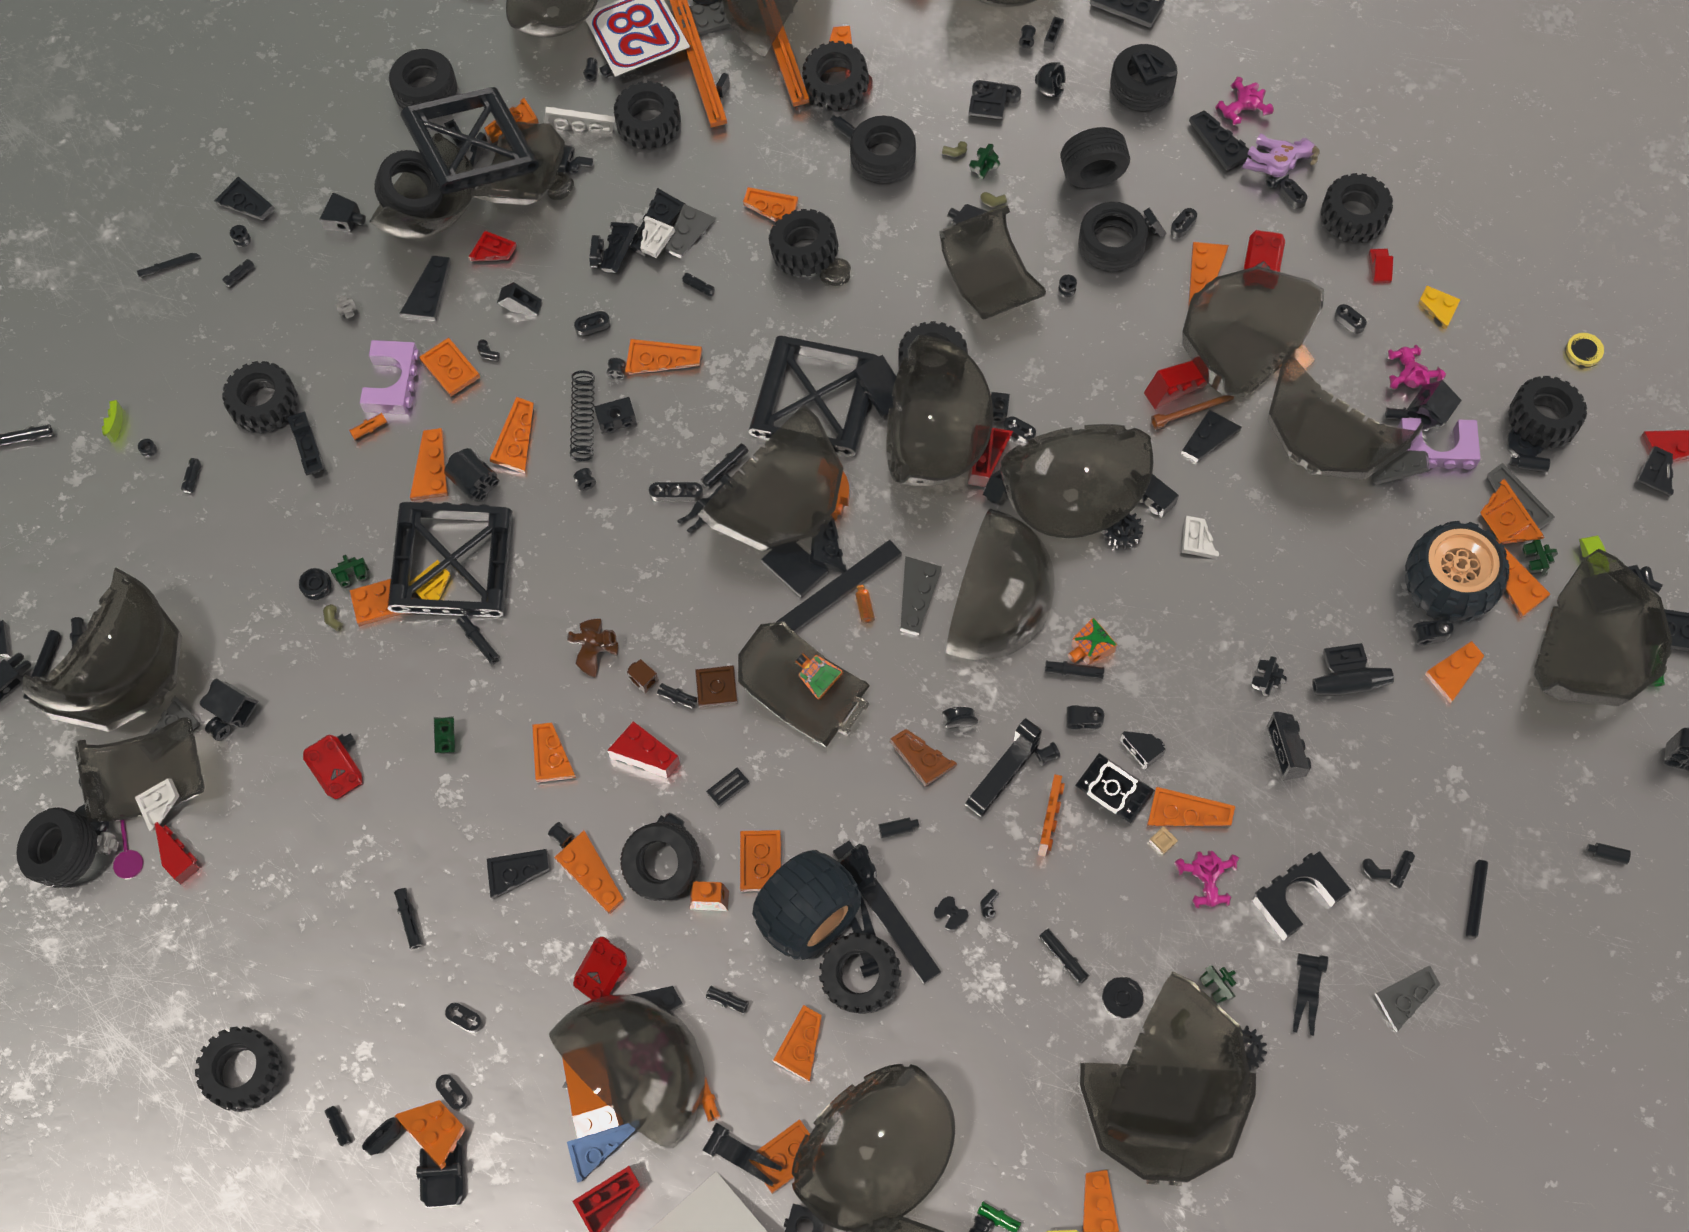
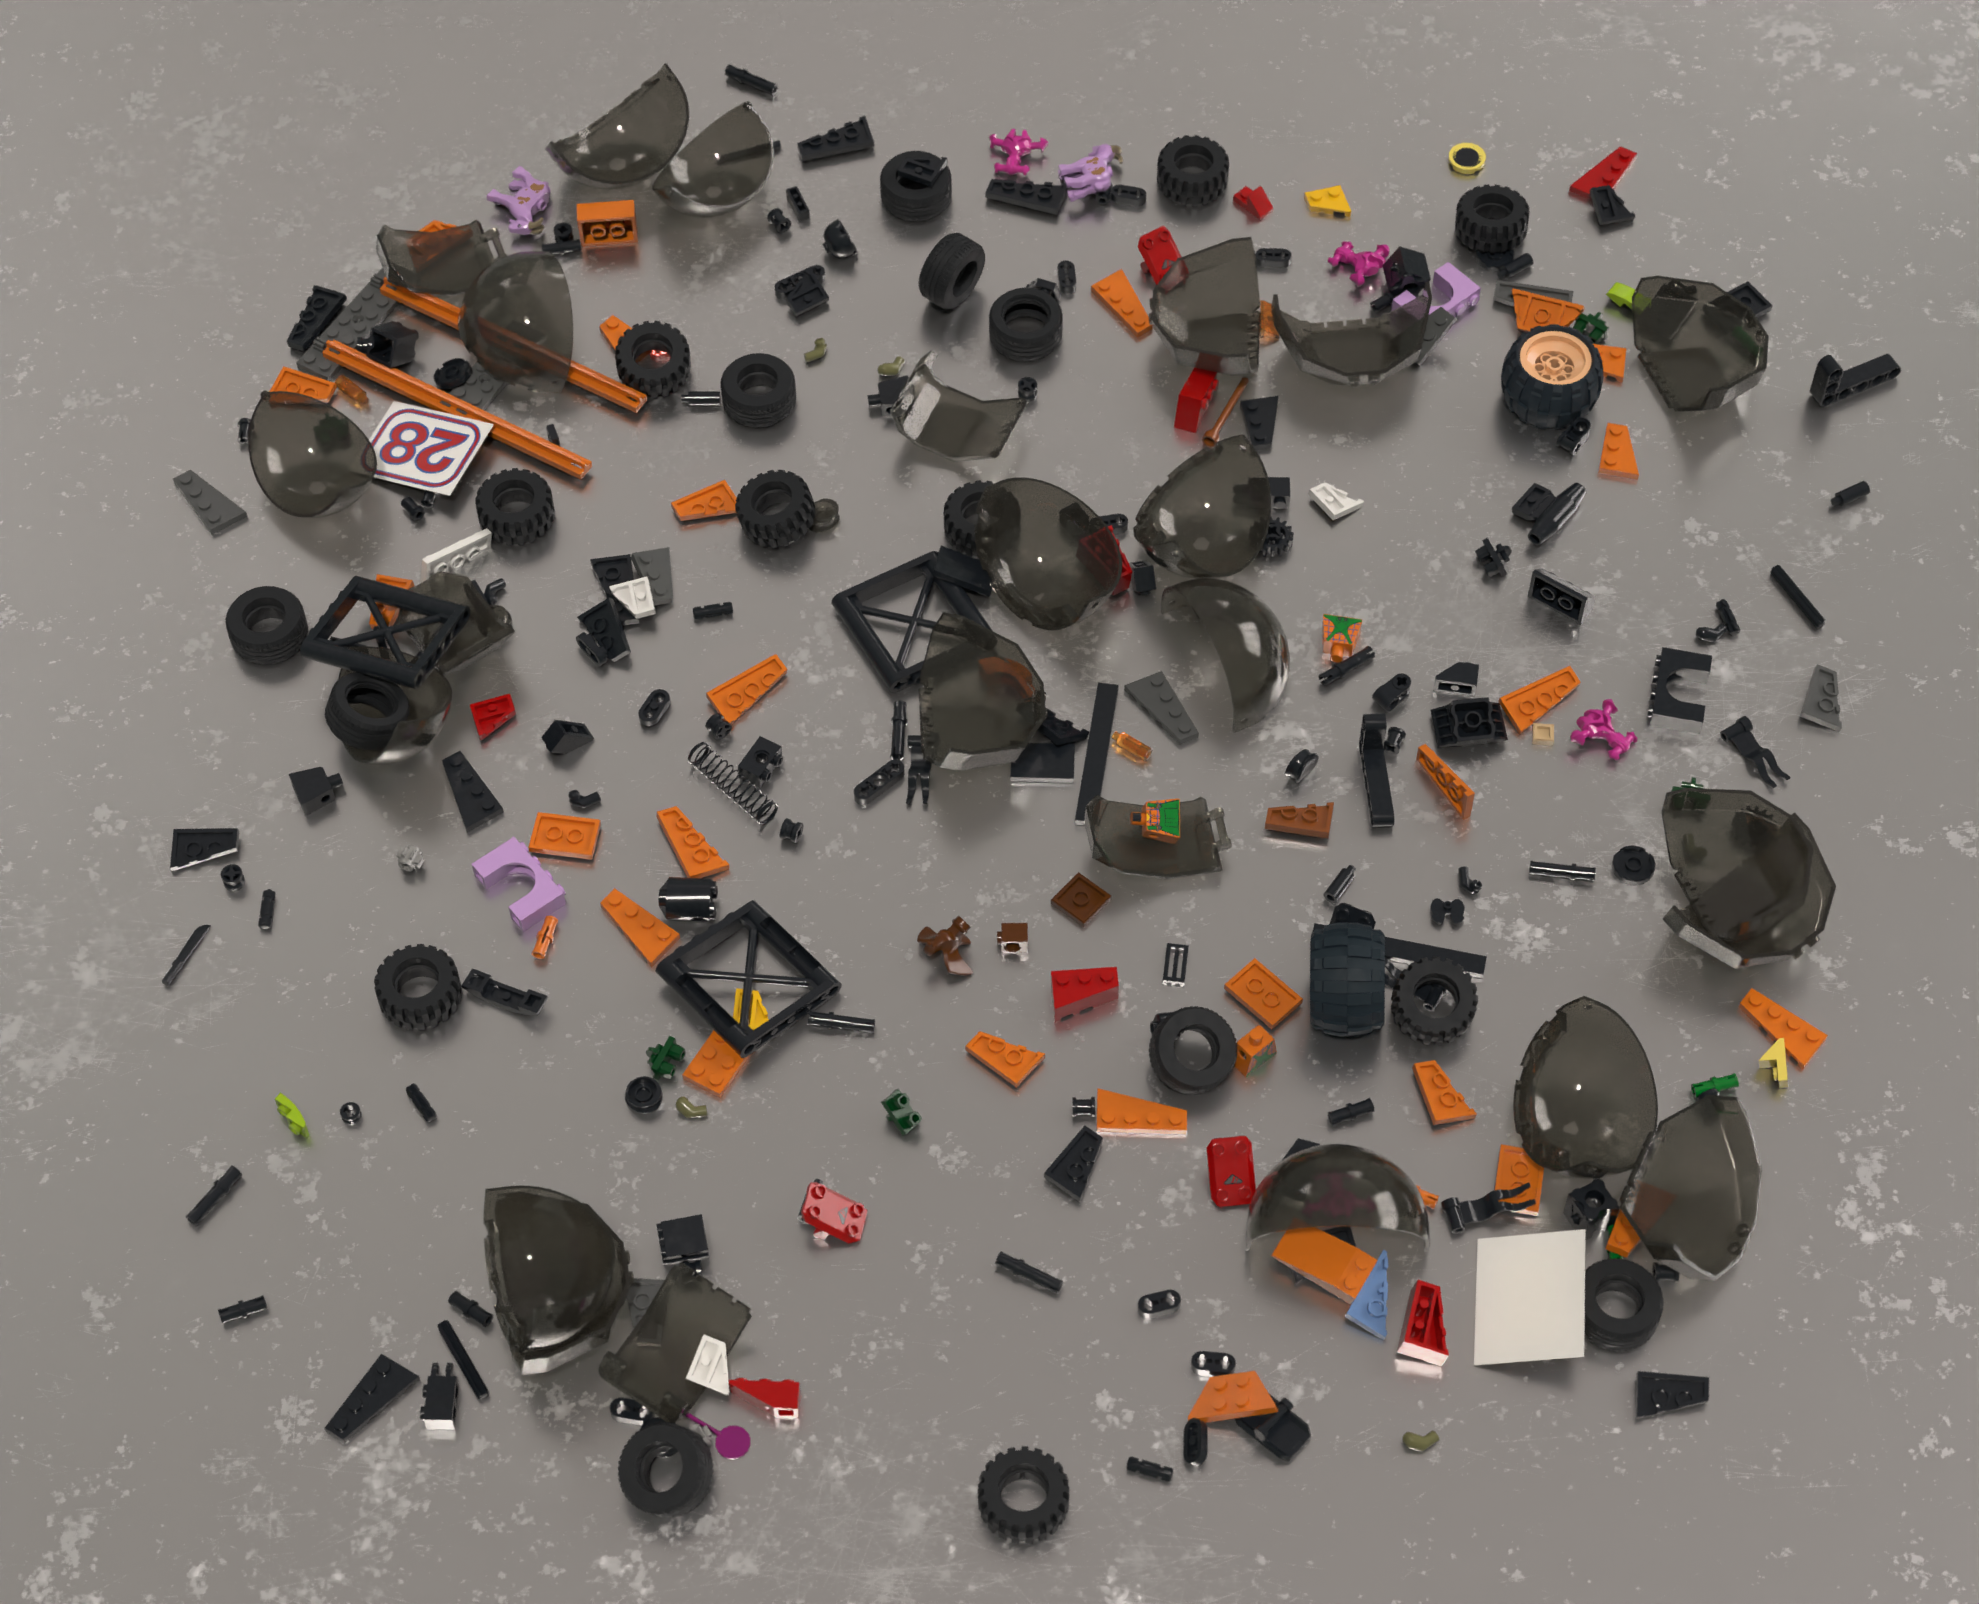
camera: 45 degrees left, 10 degrees down
(677, 695) = (1058, 930): black pin -> none
(987, 160) = (855, 338): dark green hips -> none

